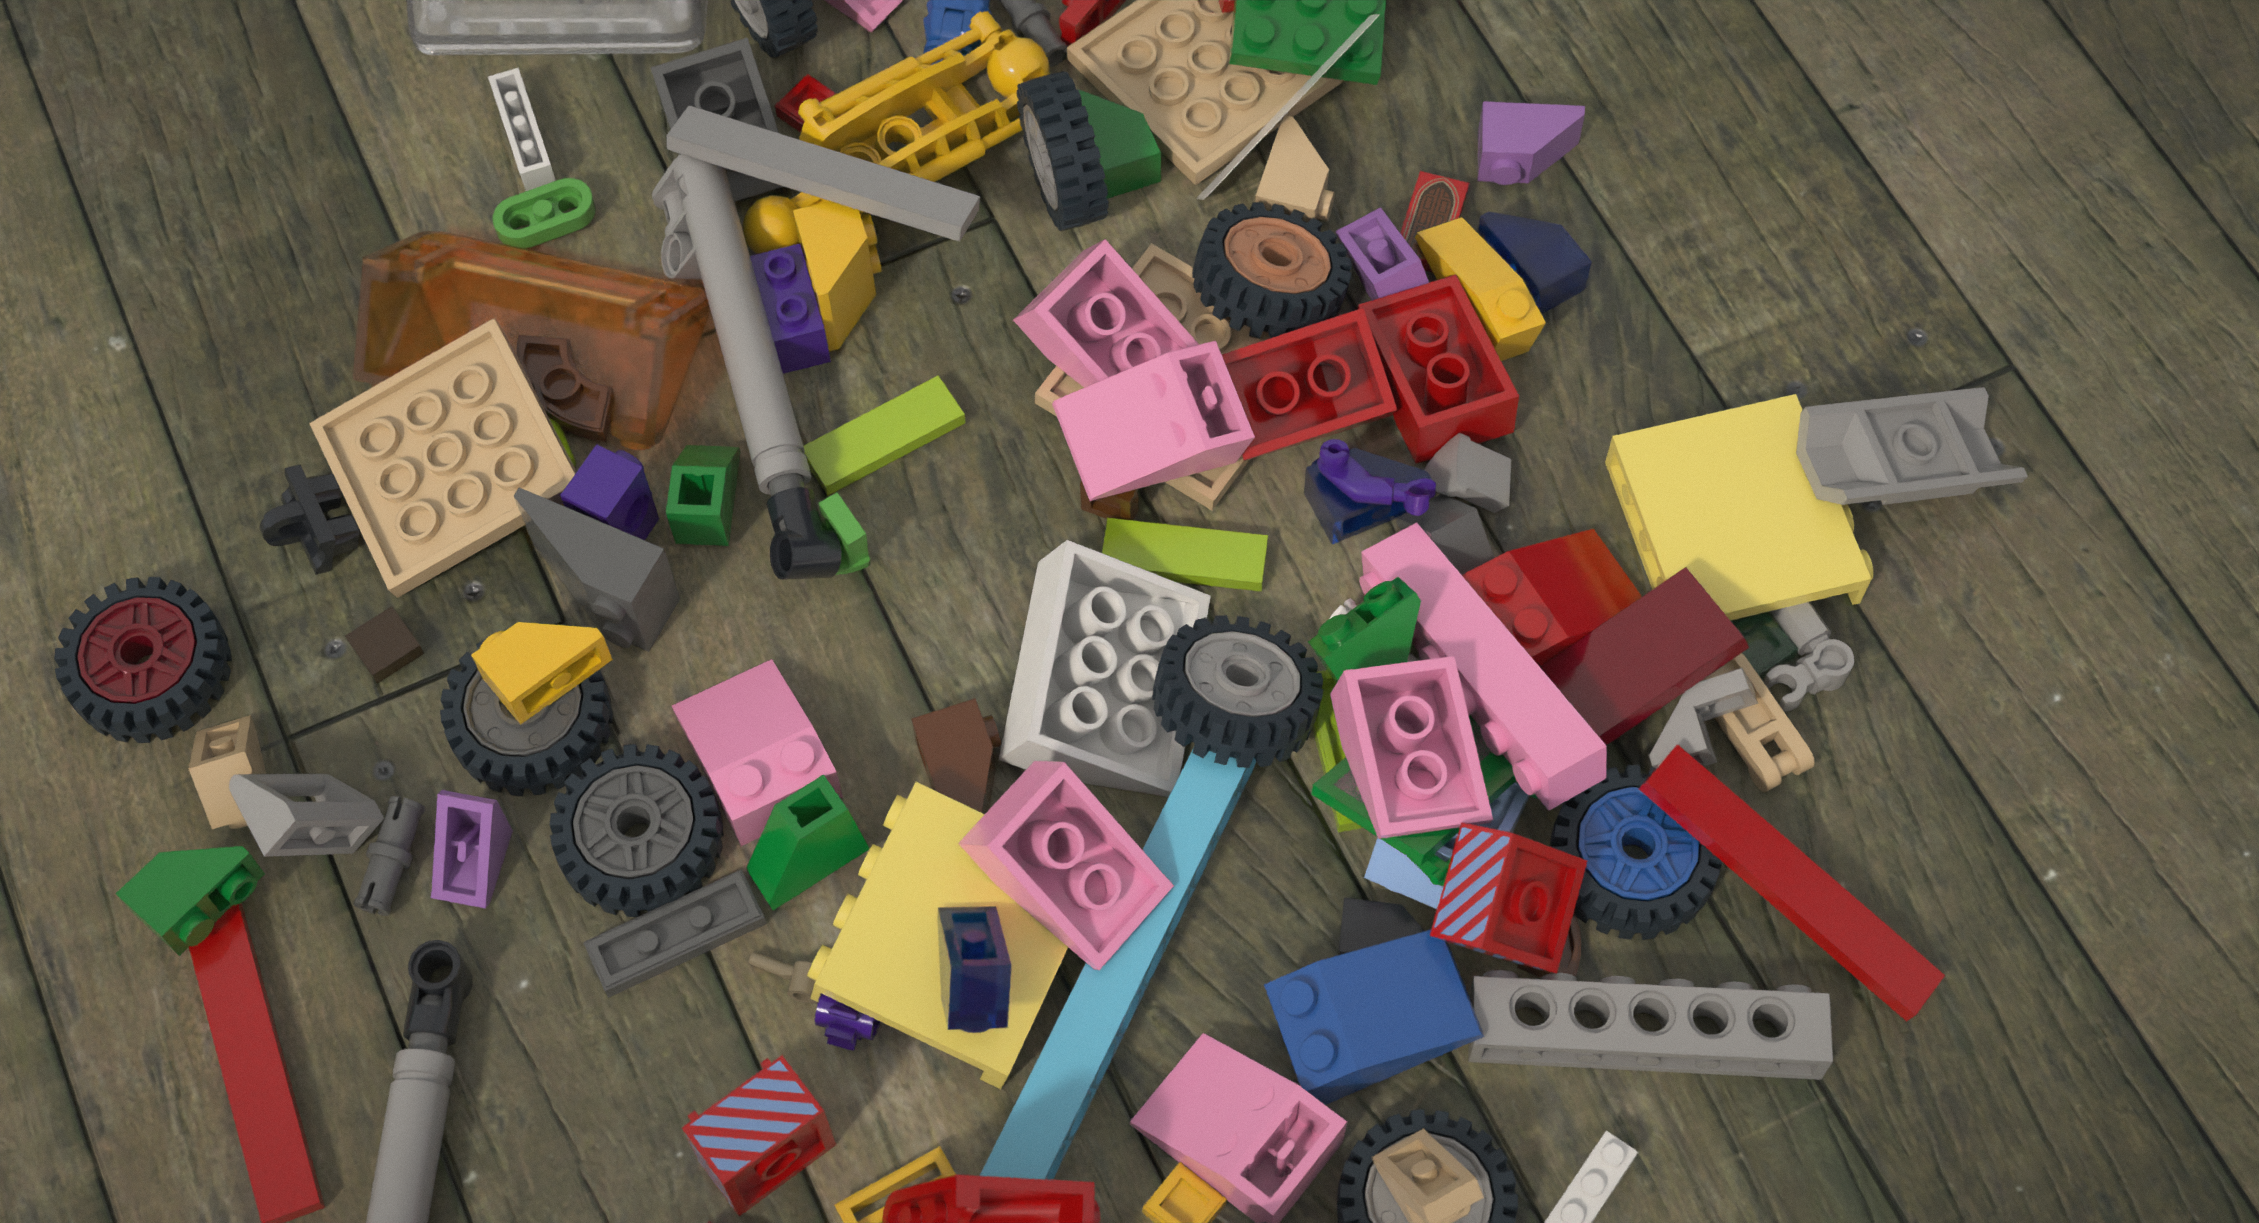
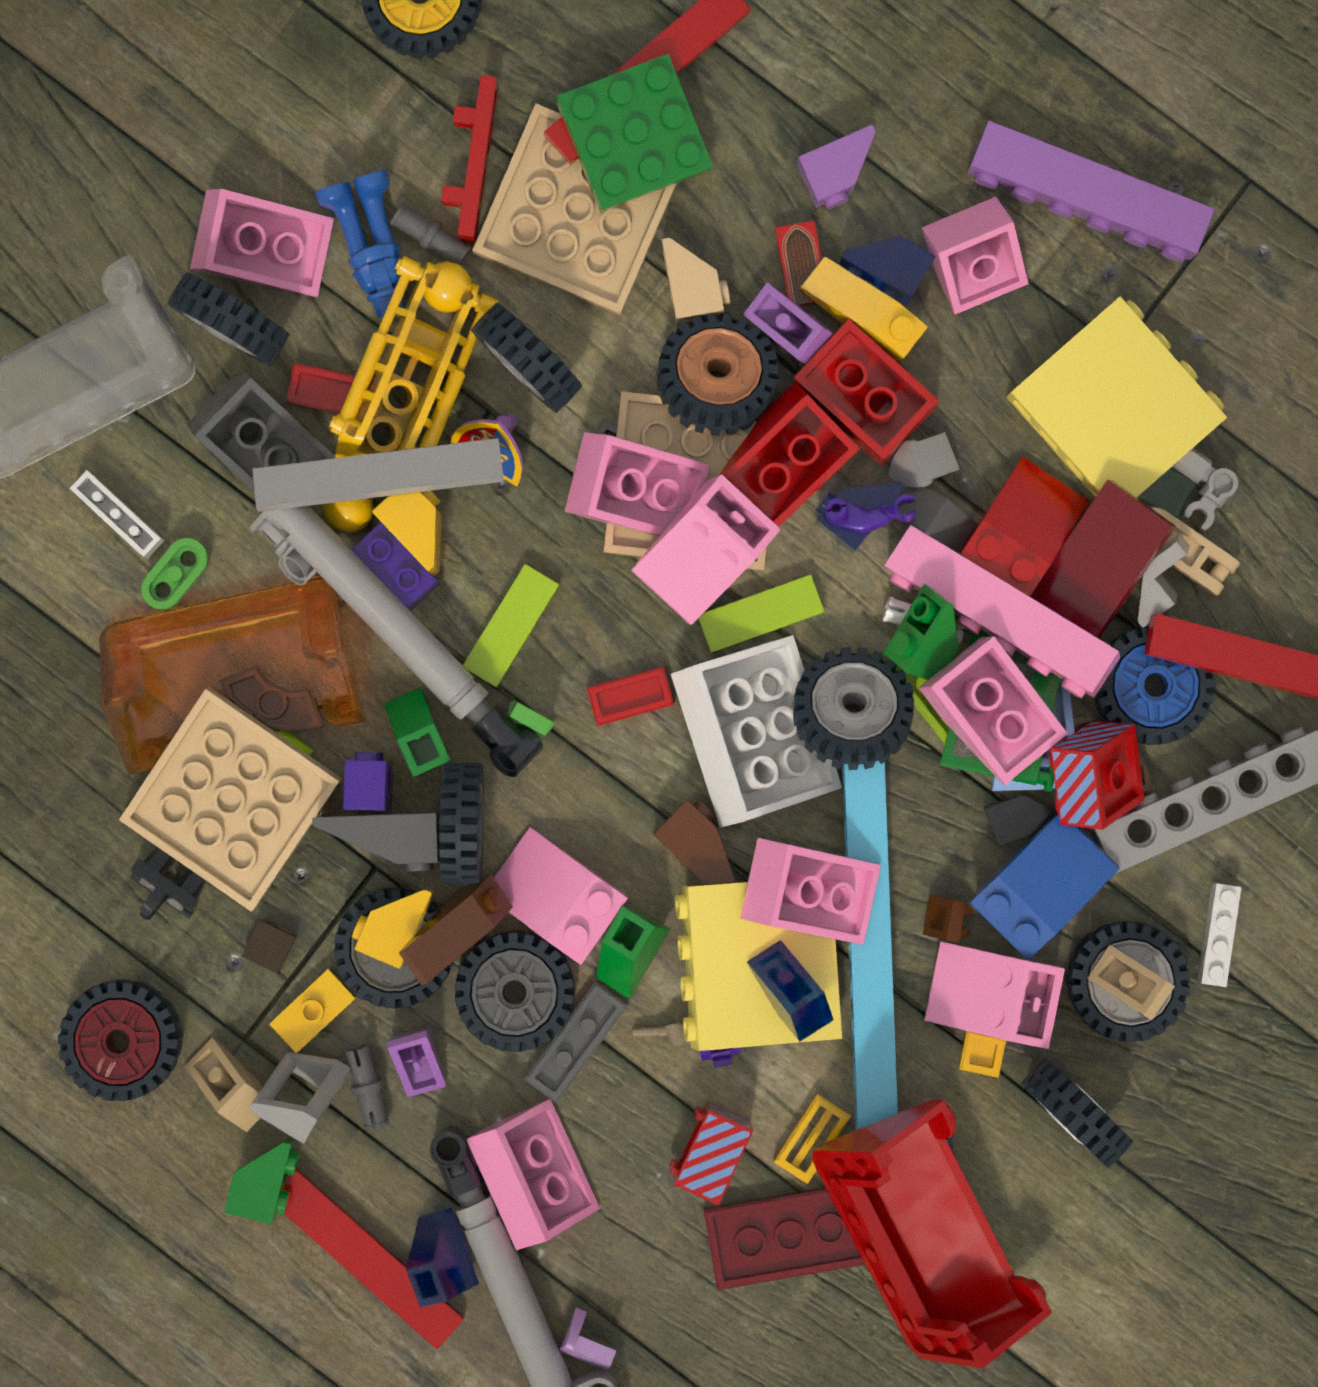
camera: 30 degrees left, 25 degrees up
(336, 1107) = (439, 1260): none -> clear blue slope
(386, 740) = (312, 1010): none -> yellow plate
(521, 1060) = (533, 1174): none -> bright pink slope
(607, 699) = (455, 928): none -> reddish brown slope
(689, 587) = (461, 823): none -> black wheel
(977, 252) = (490, 429): none -> shield
(977, 573) = (630, 696): none -> red tile
(1125, 145) = (549, 315): green slope -> none
(1223, 1003) = (945, 918): none -> reddish brown tile
(1287, 106) = (663, 232): white sticker -> none
(1641, 294) = (976, 255): none -> bright pink slope
(1810, 284) = (1090, 191): none -> medium lavender brick
(1901, 448) = (1211, 307): light grey piece -> none

